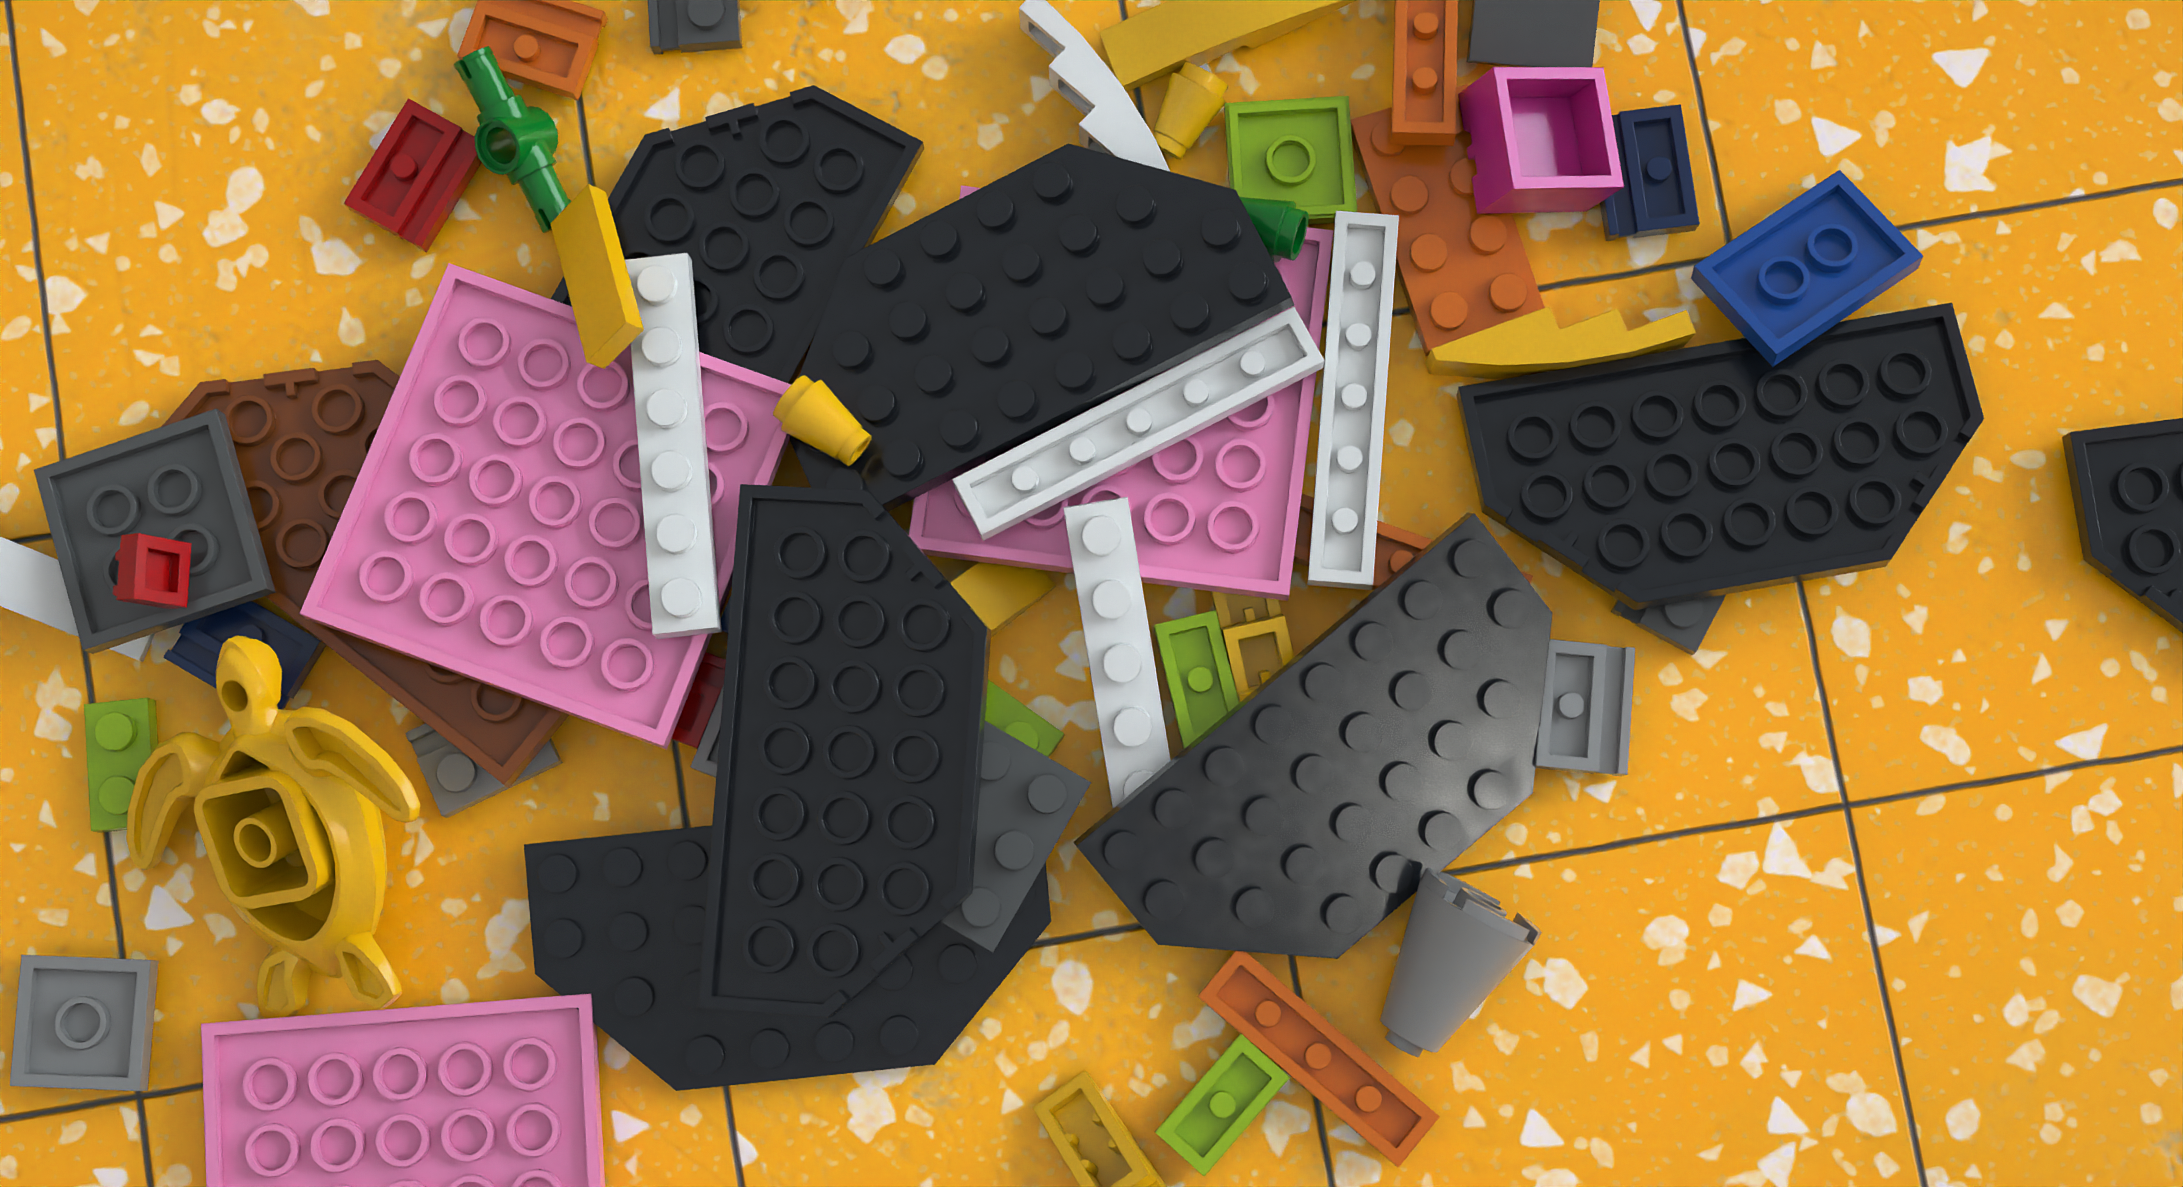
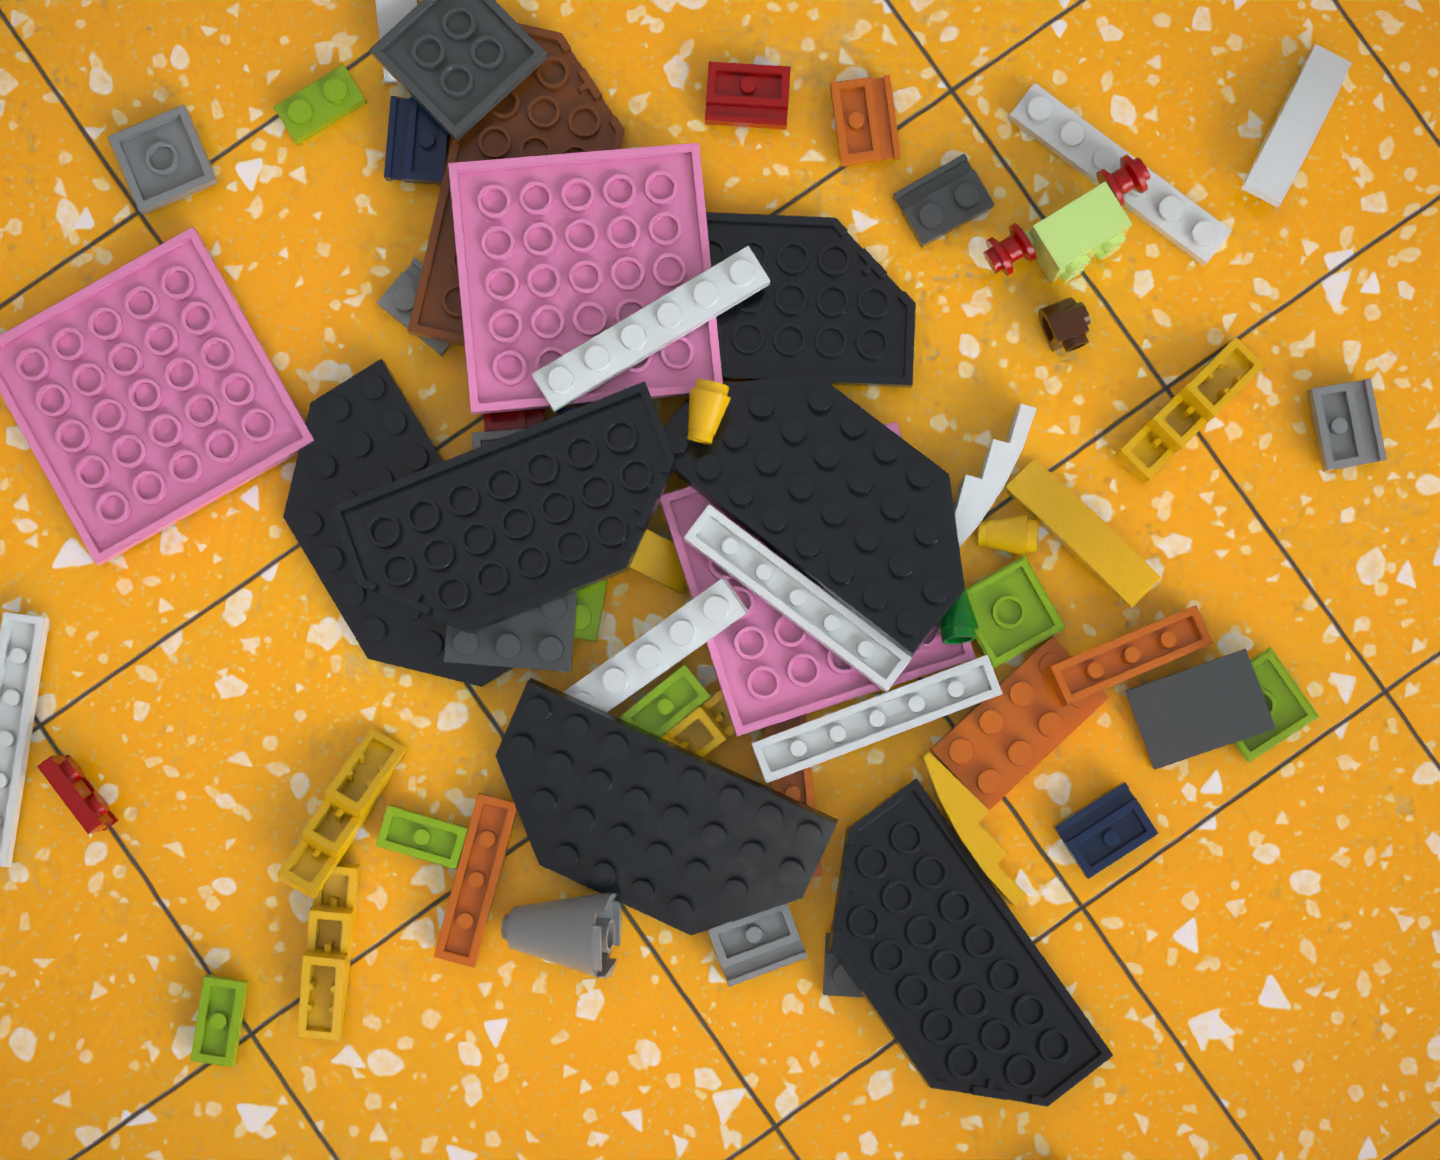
camera: 65 degrees right, 5 degrees up
(153, 571) = (430, 67): red tile -> none
(286, 828) = (323, 219): yellow animal -> none
(514, 136) = (795, 143): green pin -> none
(596, 277) = (730, 234): yellow tile -> none
(1541, 139) = (1092, 758): dark pink piece -> none
(1806, 267) = (1091, 956): blue plate -> none

